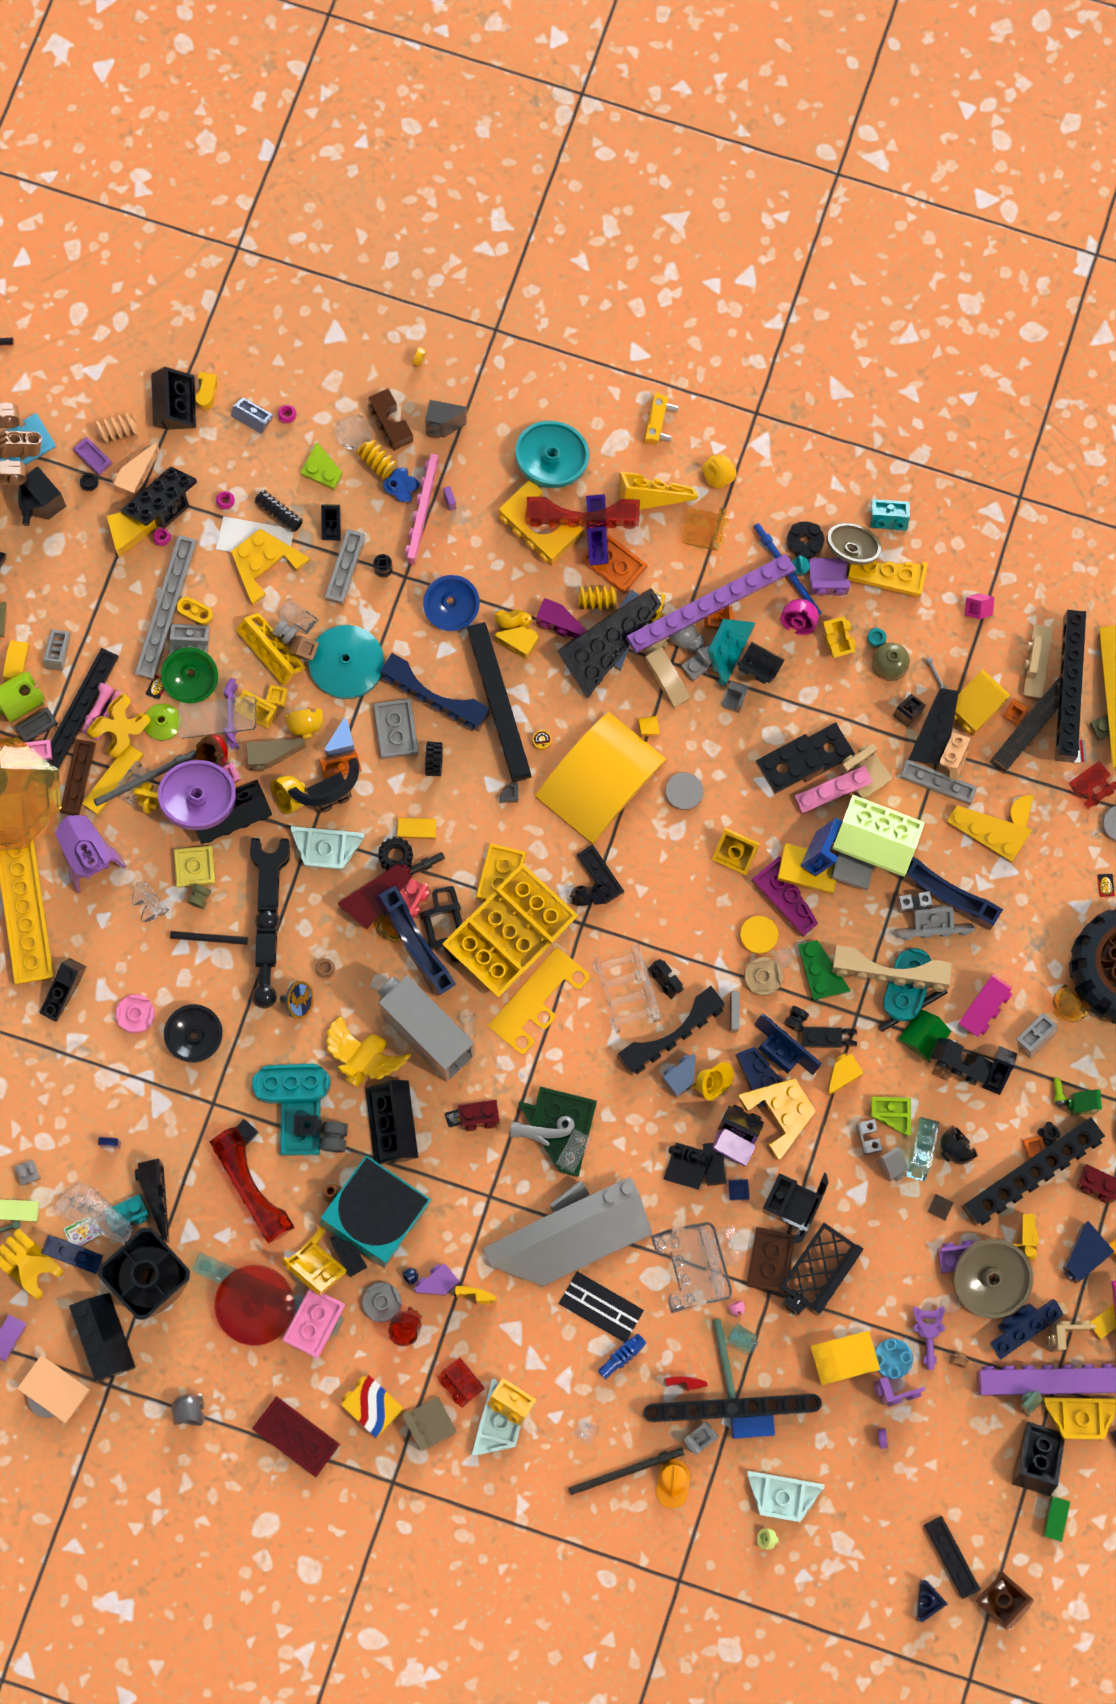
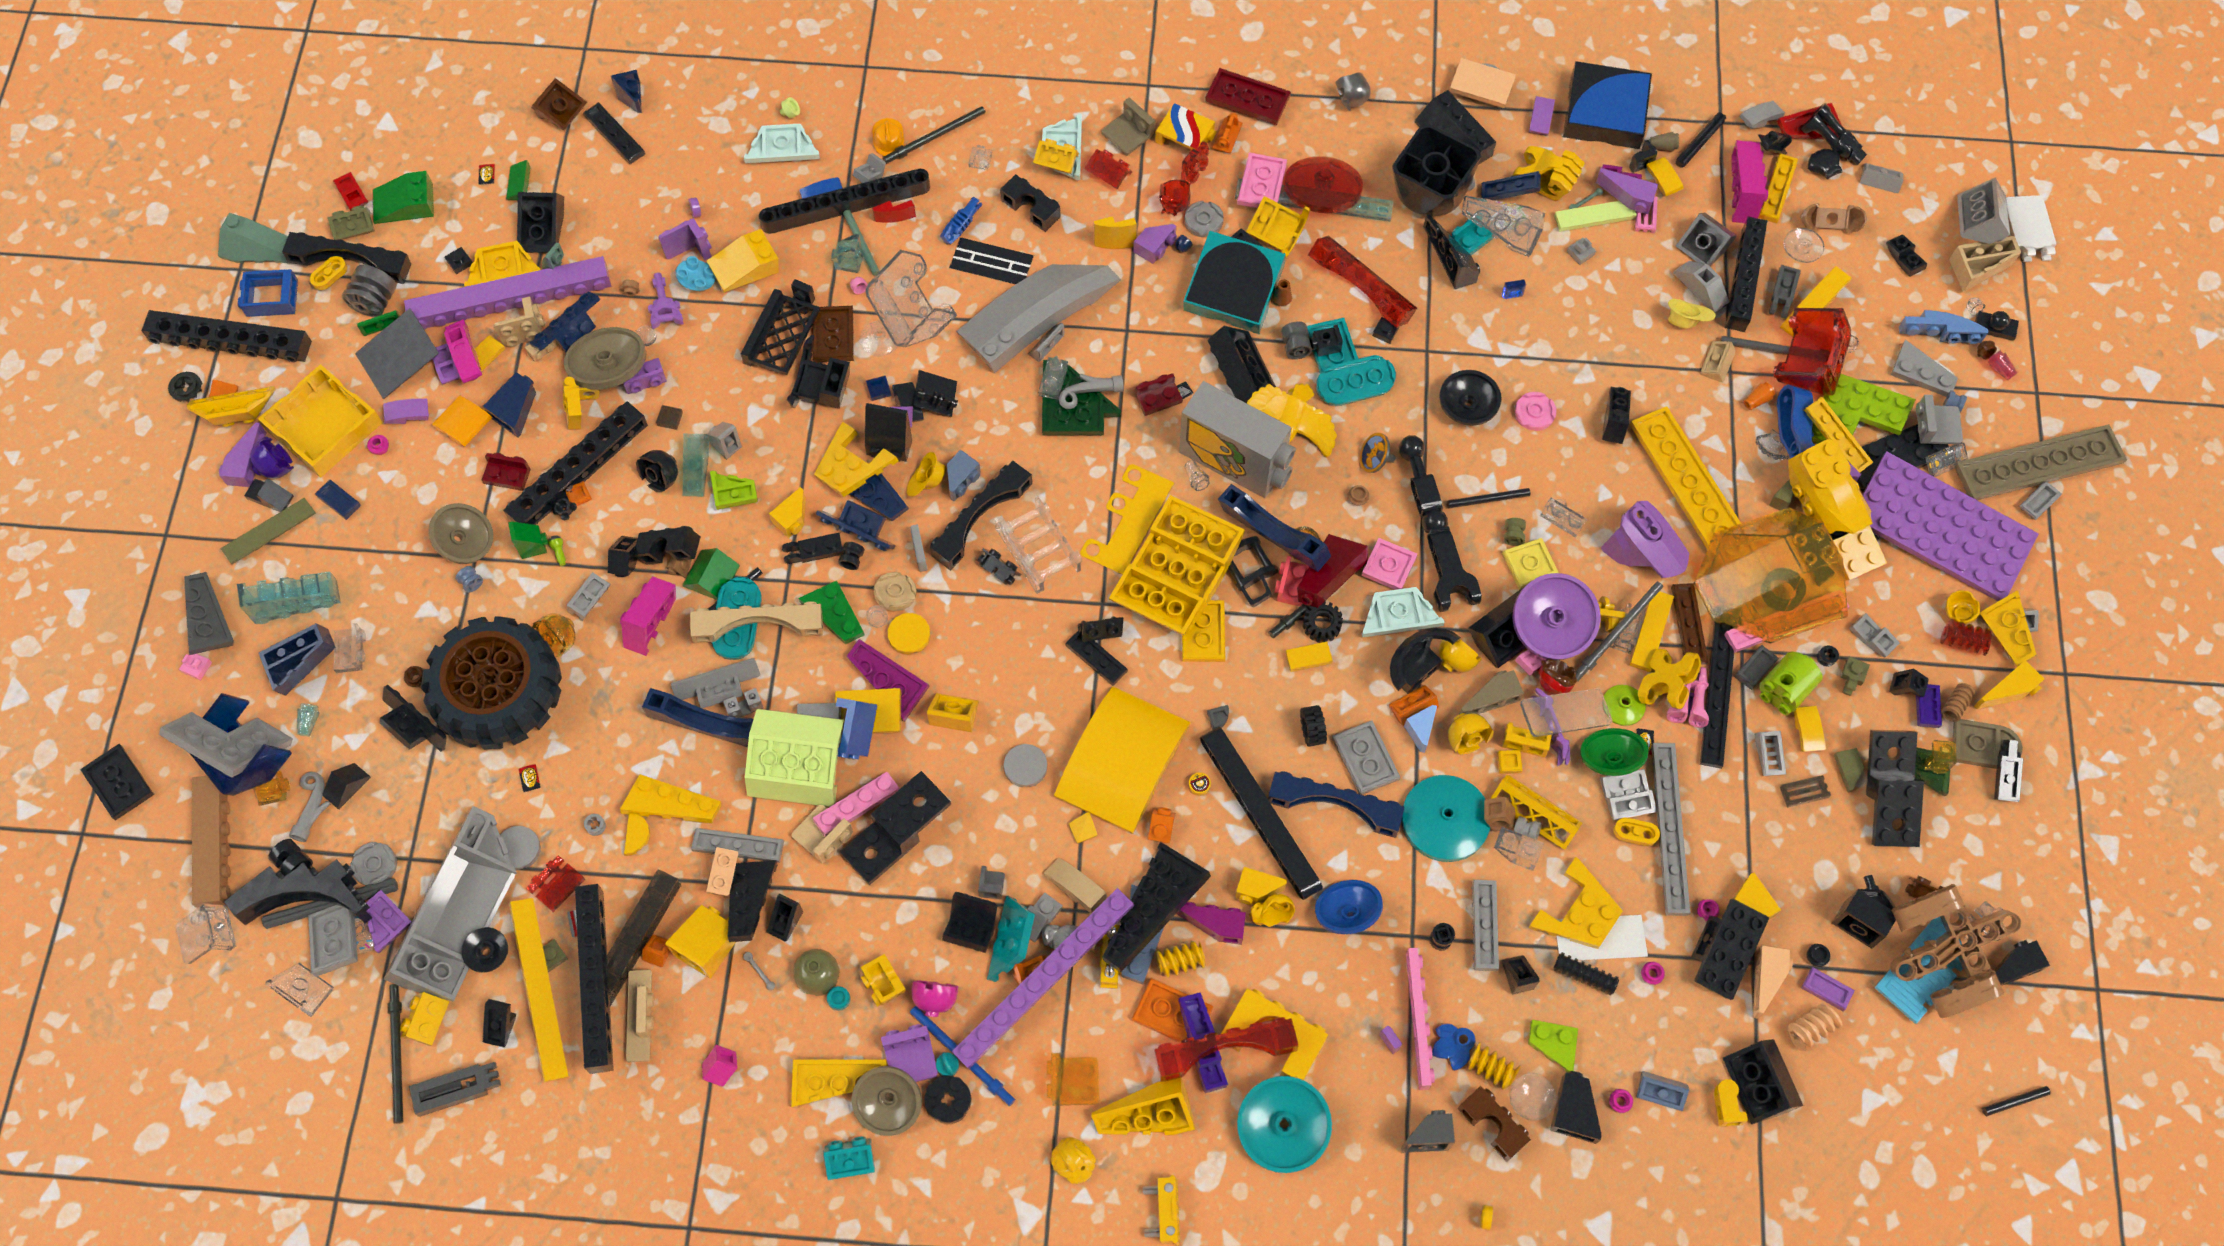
camera: 170 degrees right, 10 degrees down
(26, 611) = (1822, 786): none -> clear smoke tile
(320, 893) = (1389, 564): none -> bright pink plate
(325, 414) = (1575, 1109): none -> black slope
(330, 1395) = (1228, 133): none -> orange hinge
(379, 1353) = (1195, 161): none -> clear red plate
(556, 1375) = (1020, 192): none -> black arch
(582, 712) = (1161, 825): none -> orange bracket
(867, 1145) = (750, 455): flat silver piece -> none
(1060, 825) = (599, 830): none -> light grey bush
(1087, 1540) = (486, 174): none -> sticker

